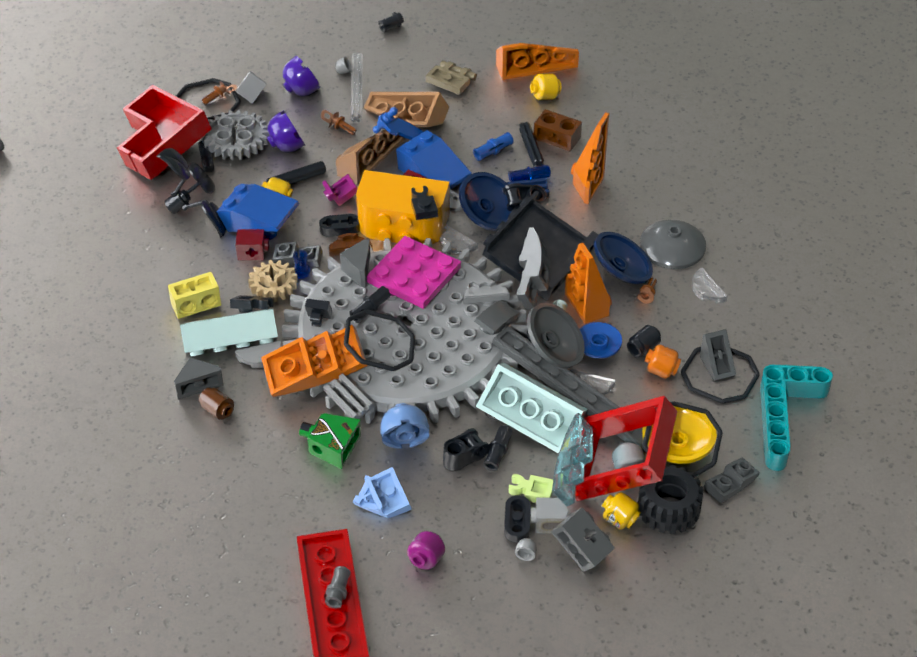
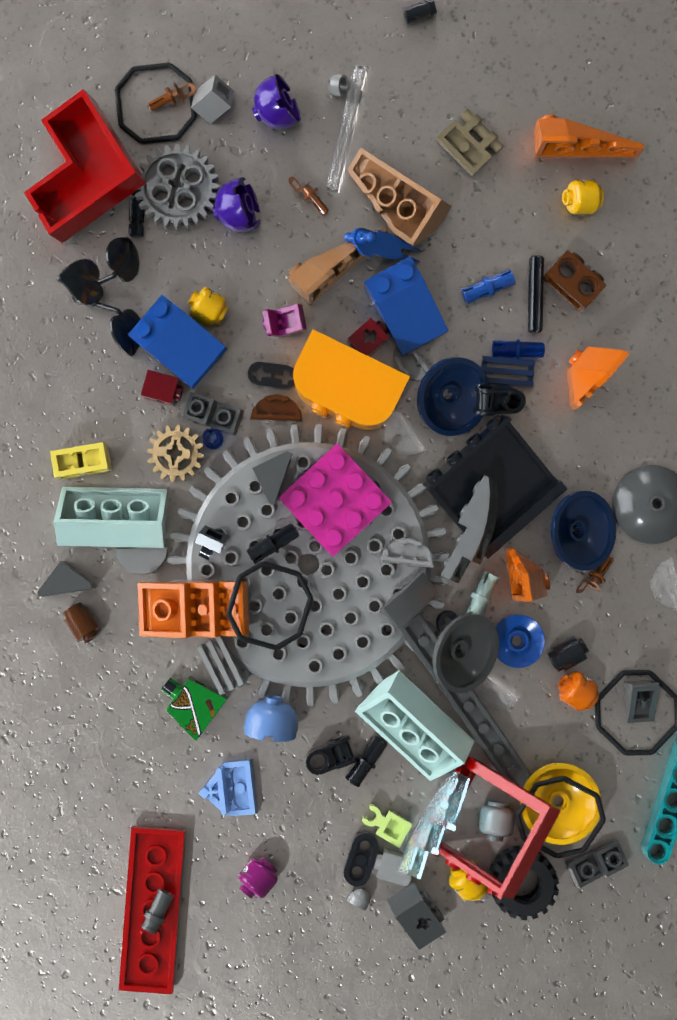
camera: 10 degrees right, 40 degrees up
(247, 303) = (142, 482): black plate -> none
(302, 173) = (238, 276): black axle -> none
(423, 205) = (368, 416): black plate -> none

